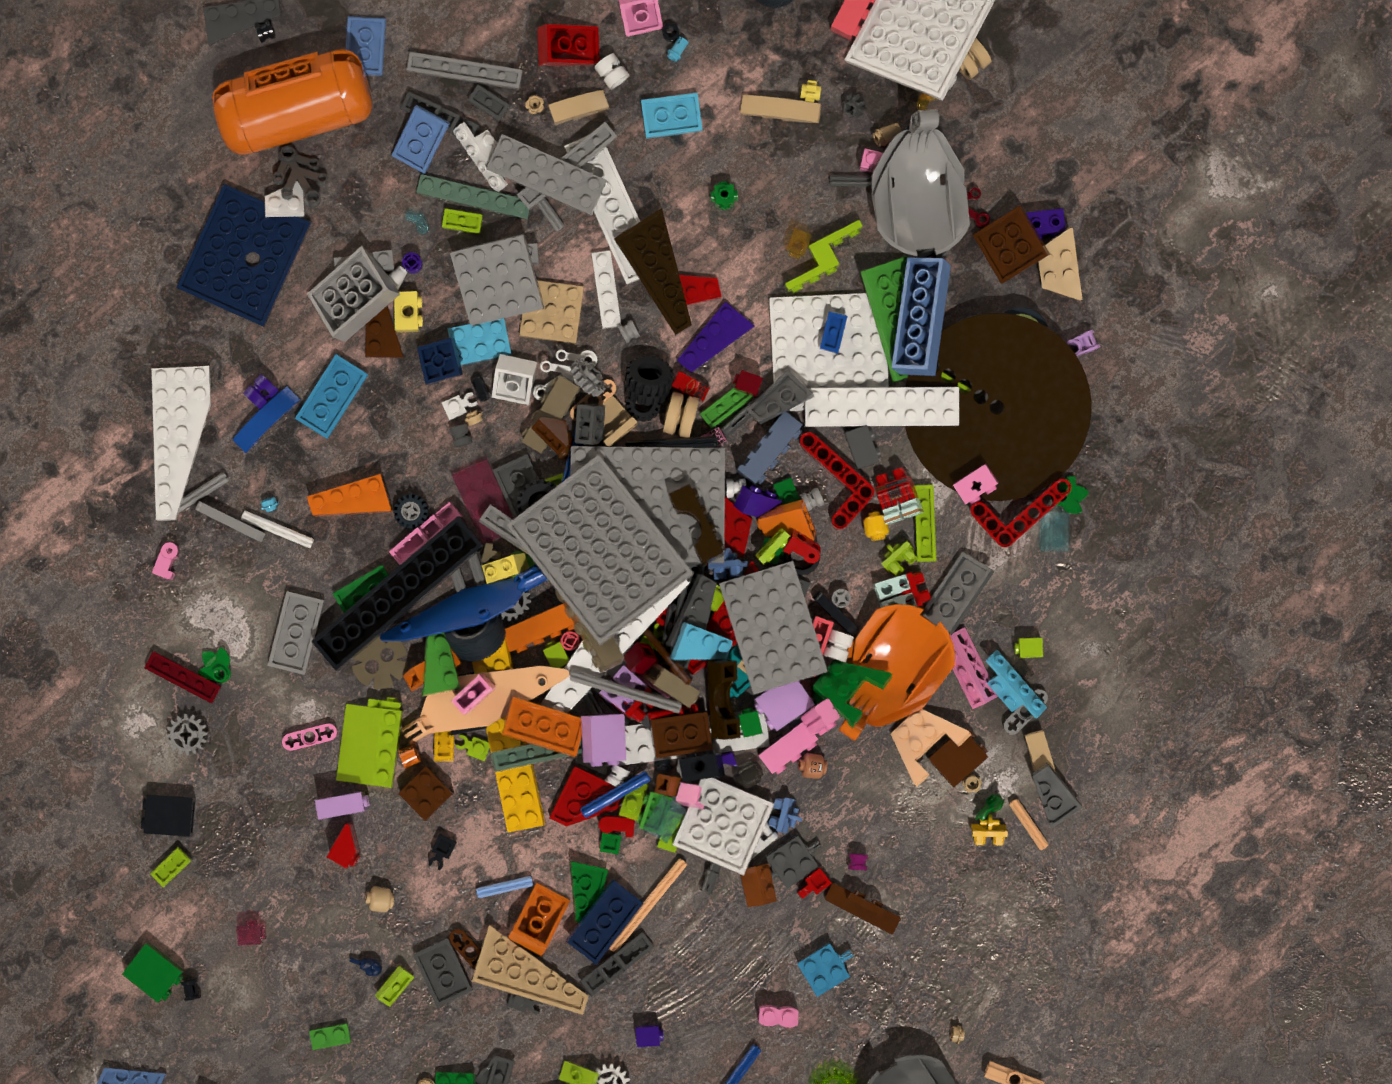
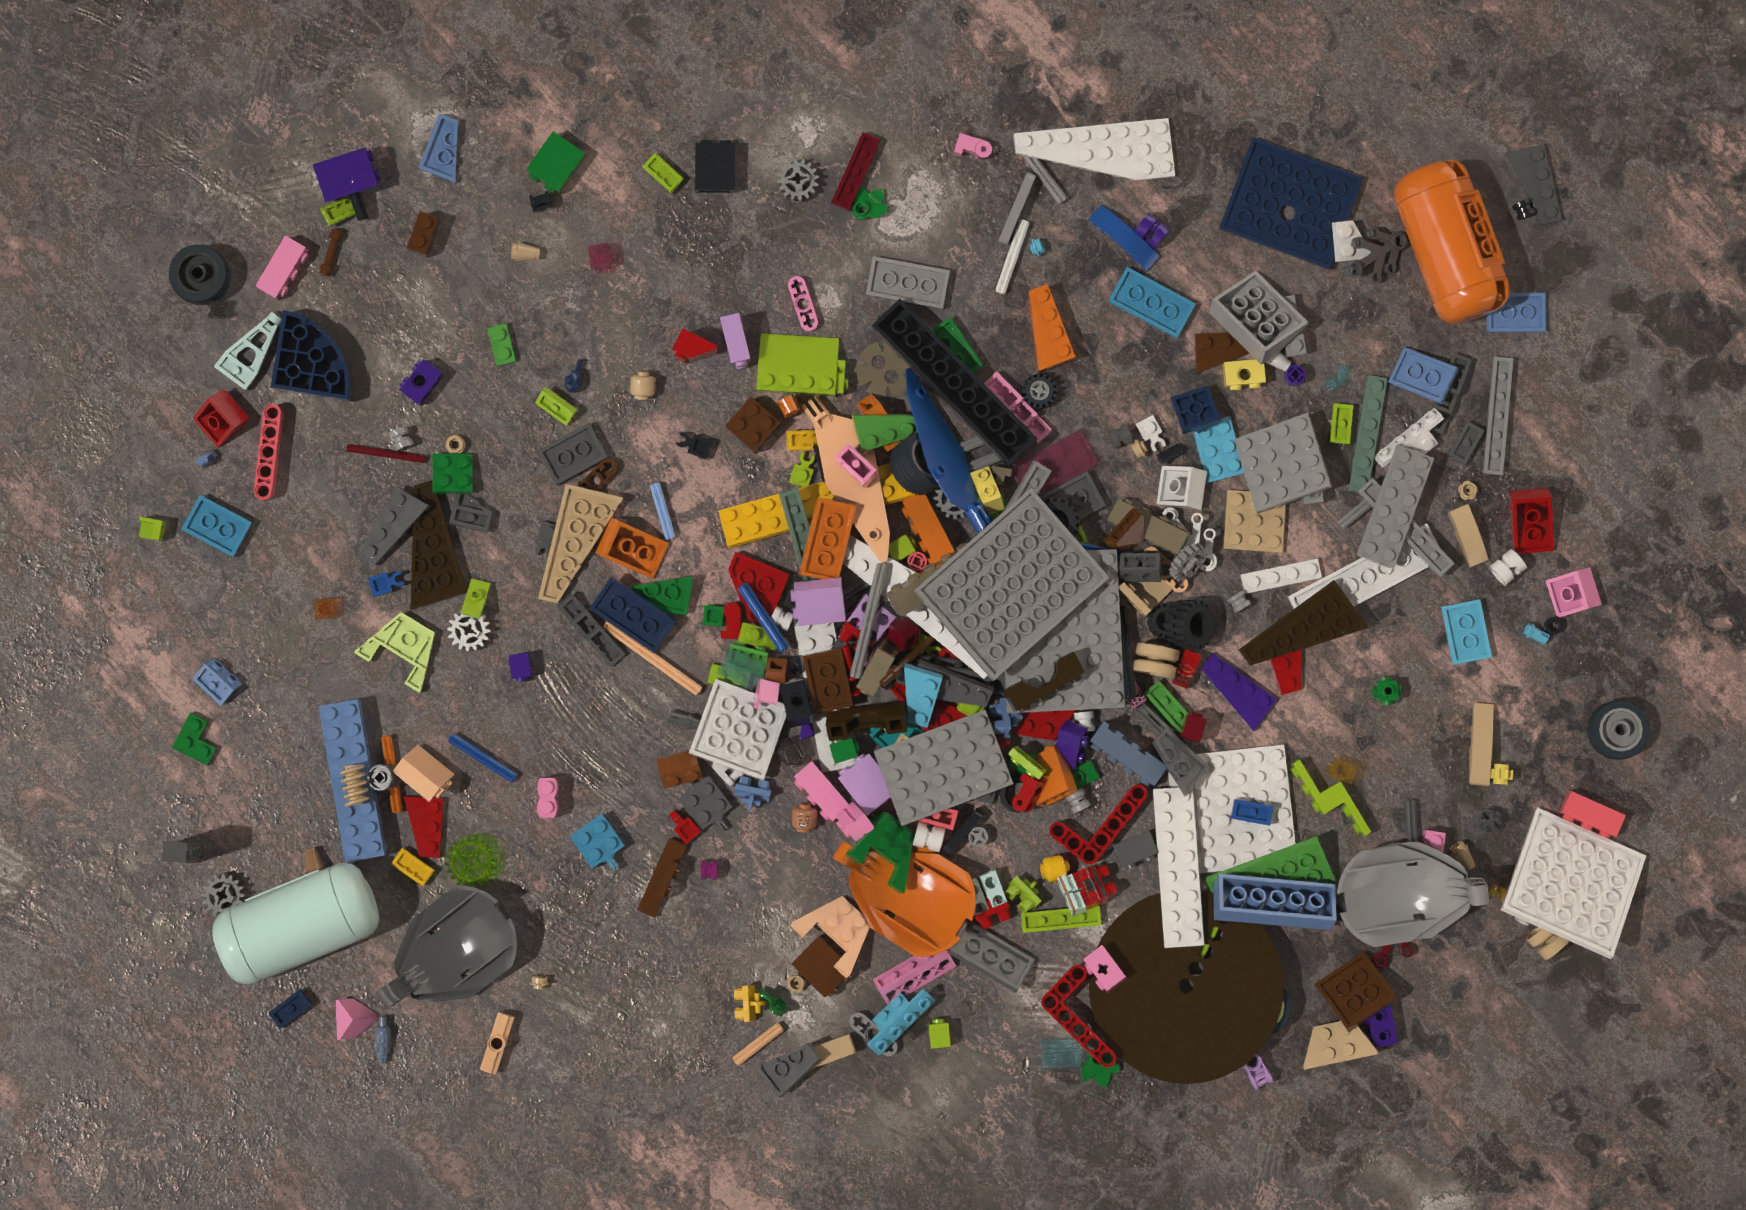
camera: 85 degrees right, 0 degrees up
(240, 1009) = (524, 252): none -> tan cone

